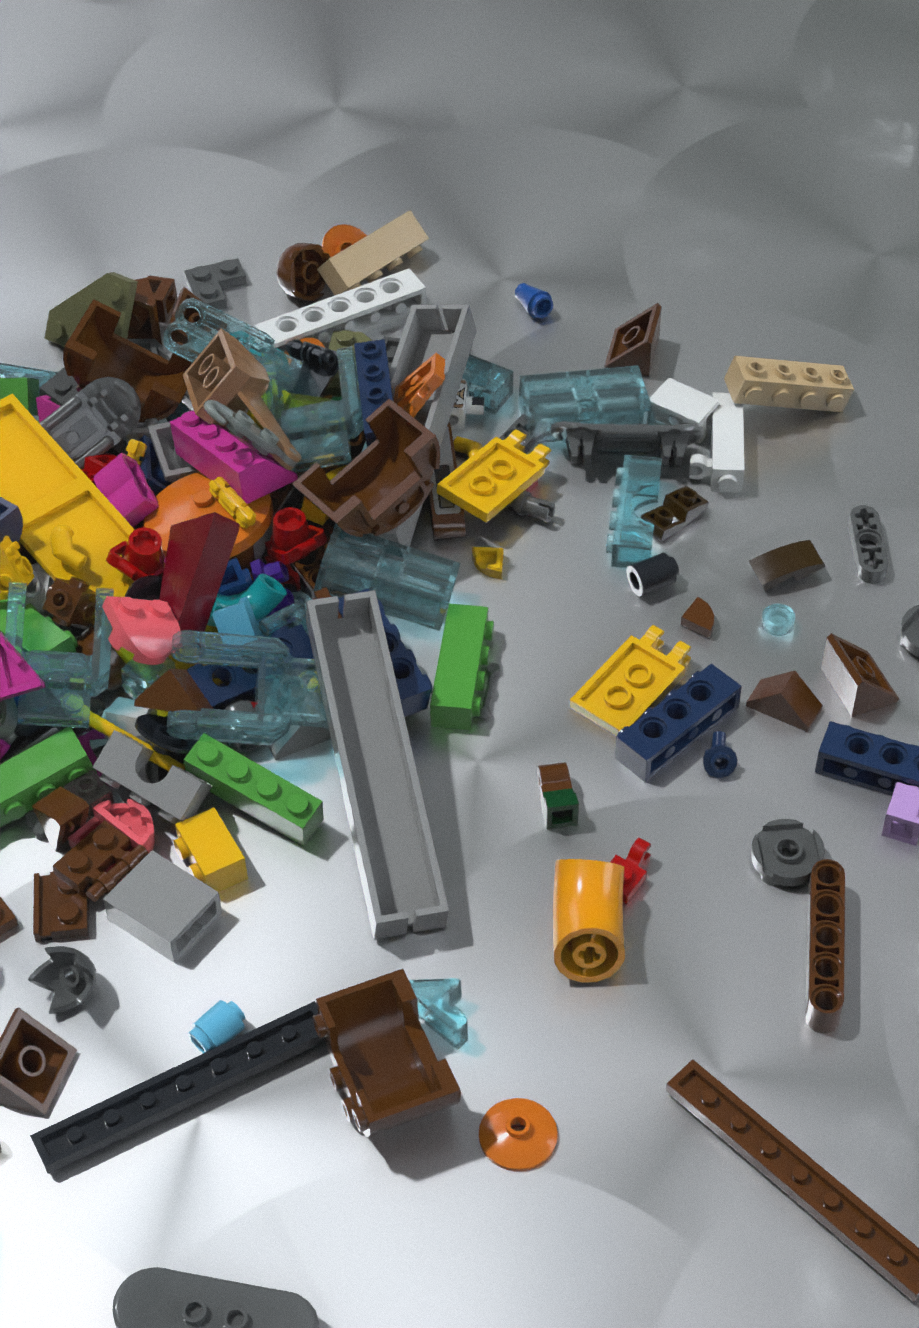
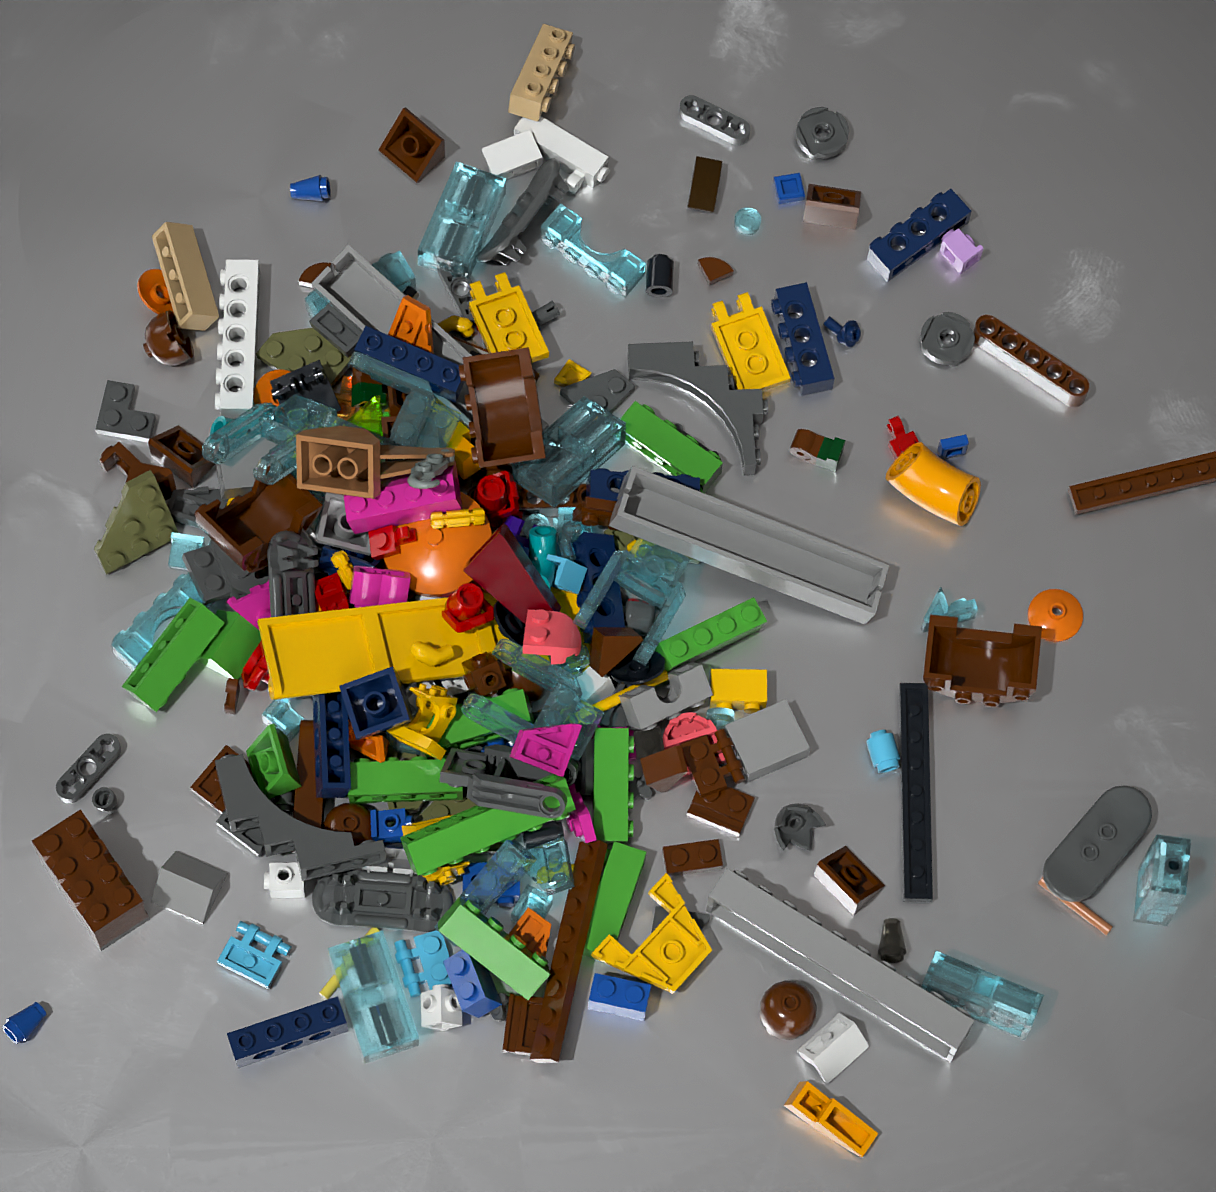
camera: 65 degrees left, 20 degrees up
(167, 848) = (720, 716): none -> clear light blue tile
(179, 474) = (387, 540): none -> red plate
(483, 587) = (605, 390): none -> dark grey wing
(551, 699) = (679, 367): none -> dark grey arch
(655, 917) = (953, 446): none -> blue tile
(676, 512) = (604, 226): dark brown slope -> none
(787, 700) = (821, 262): reddish brown slope -> none
(849, 631) = (789, 188): none -> blue tile

